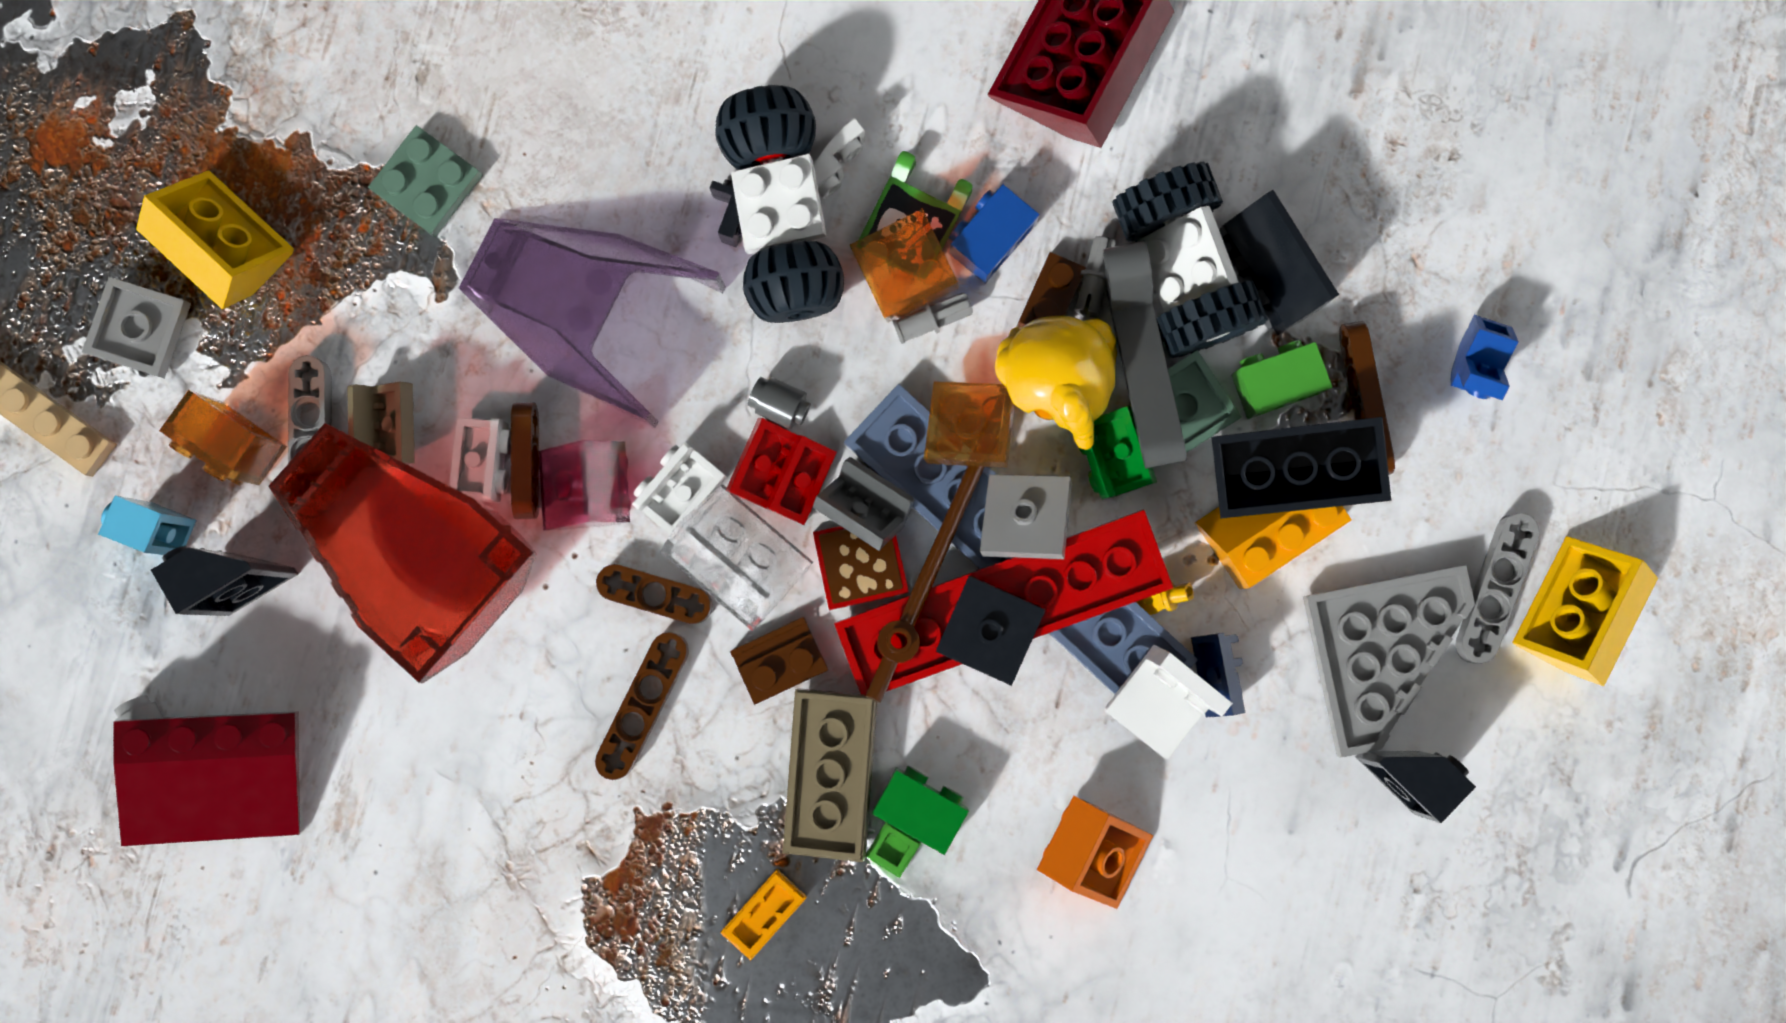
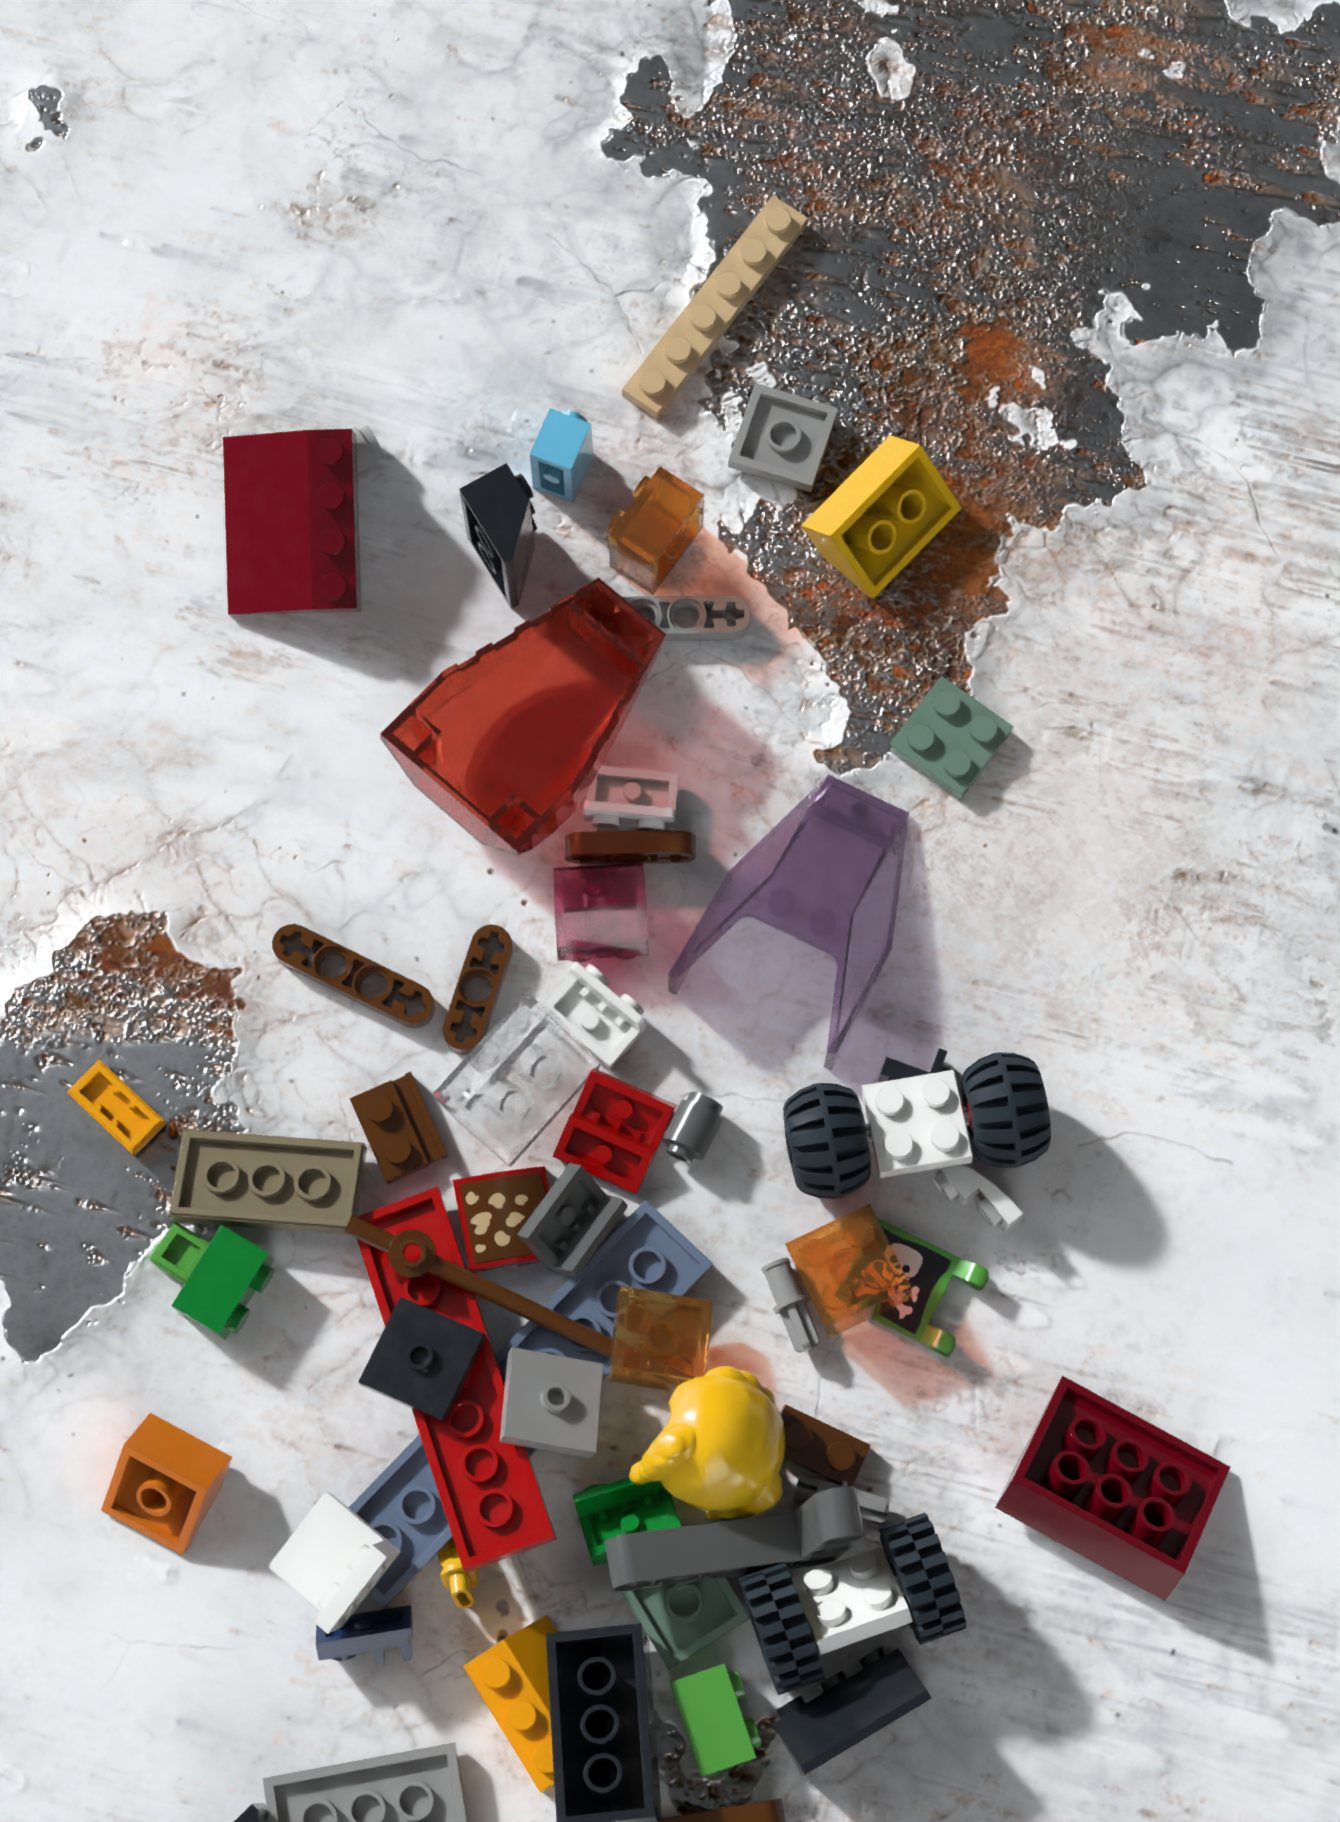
camera: 90 degrees right, 10 degrees down
(383, 418) = (677, 695): dark tan bracket -> none
(993, 232) = (891, 1375): blue brick -> none

